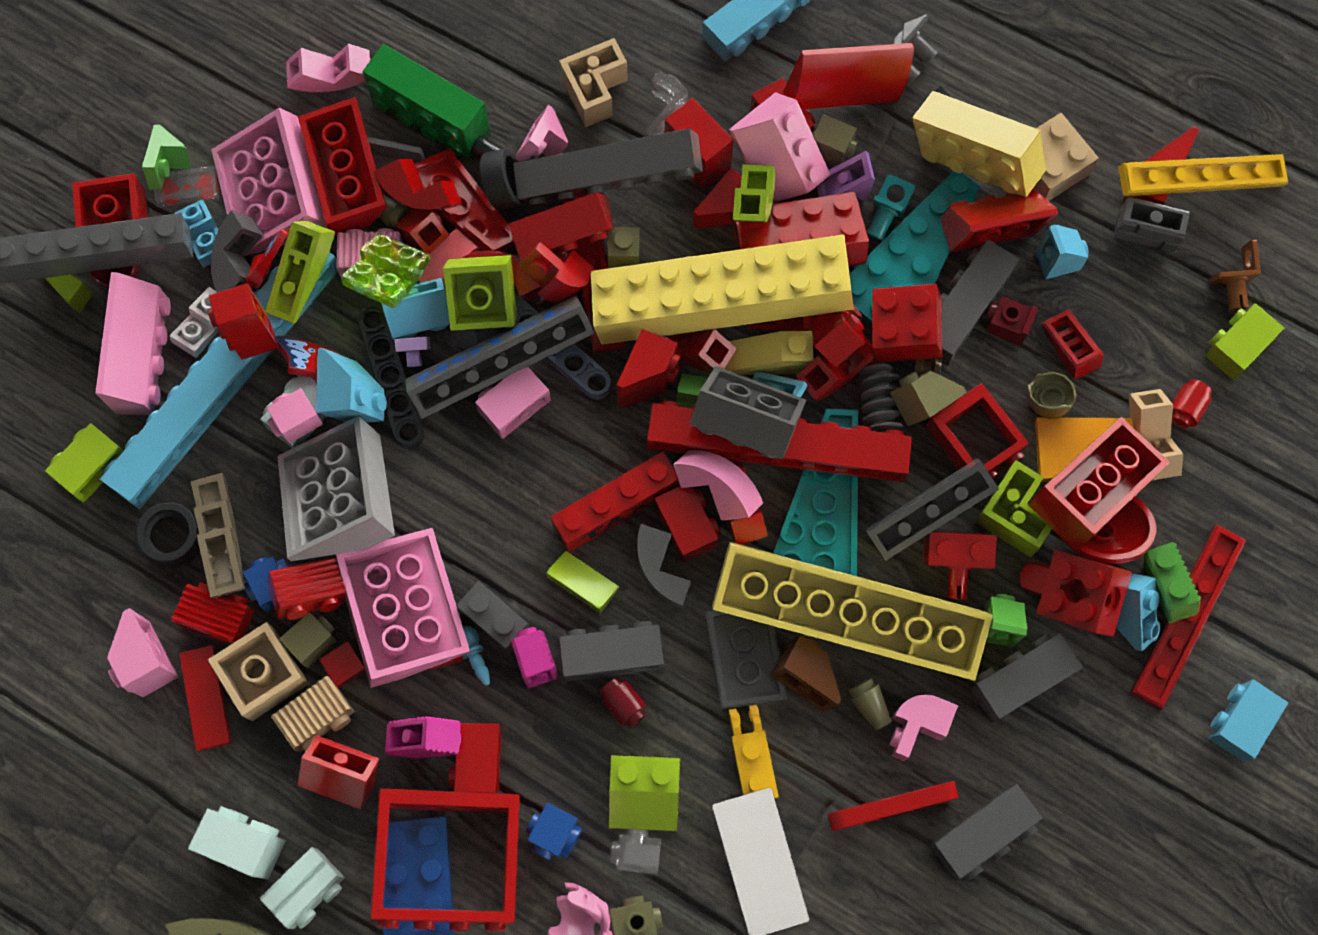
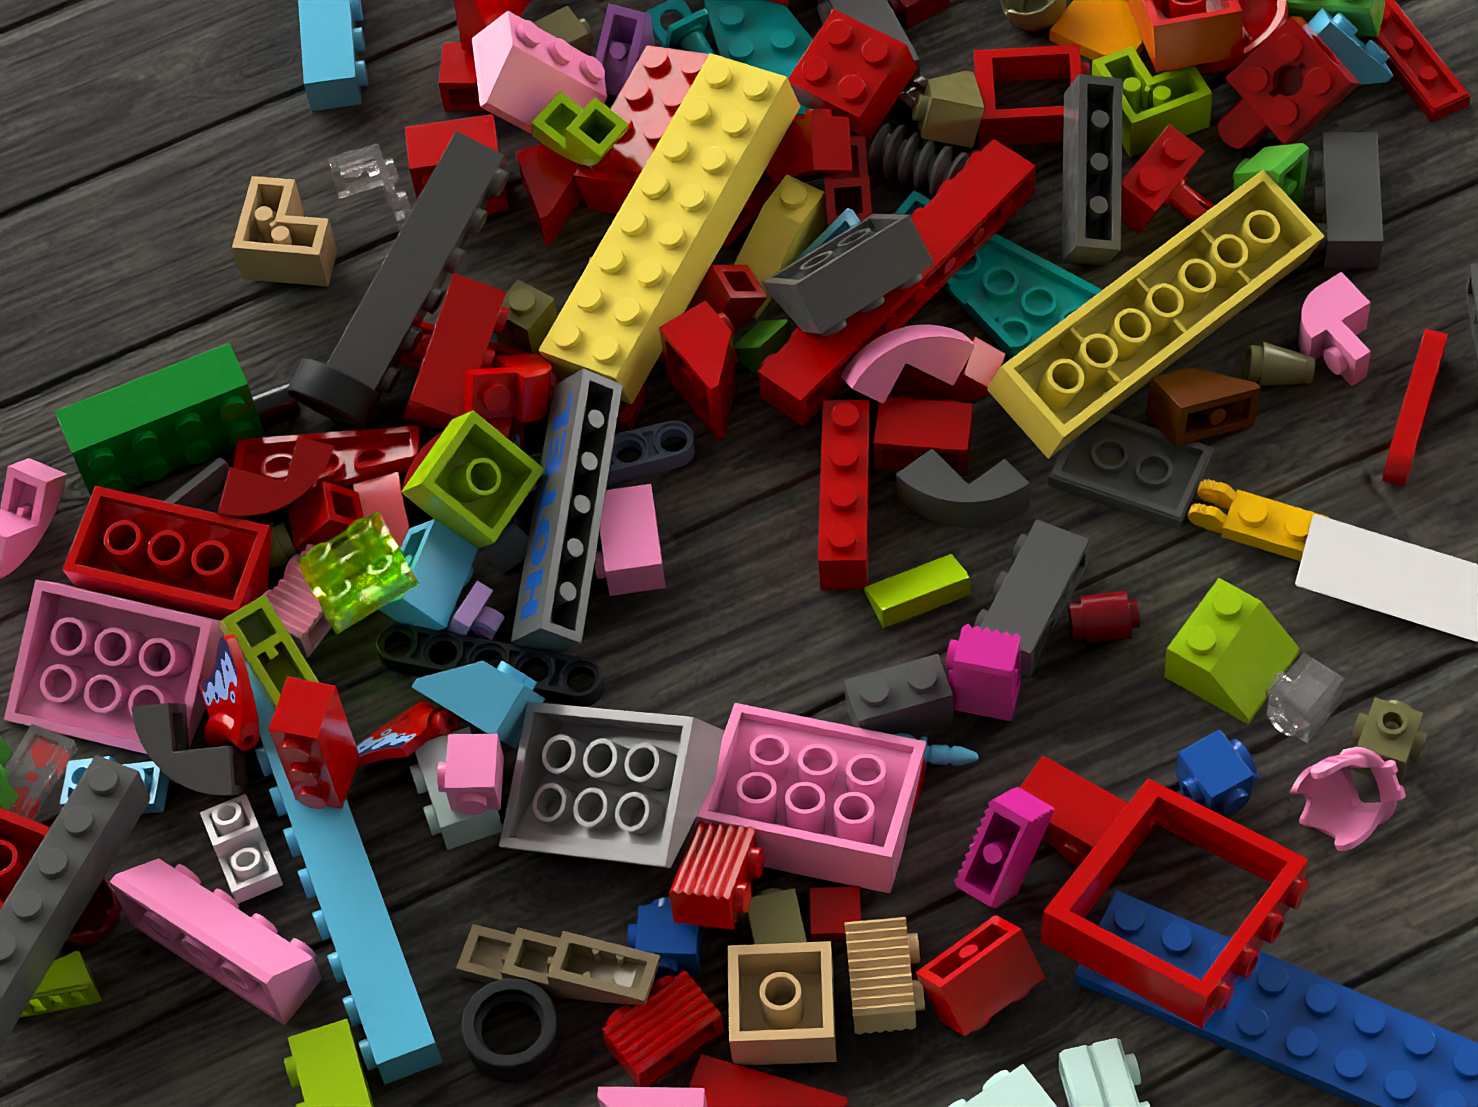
camera: 50 degrees left, 15 degrees down
(544, 137) = (308, 326): bright pink slope -> none

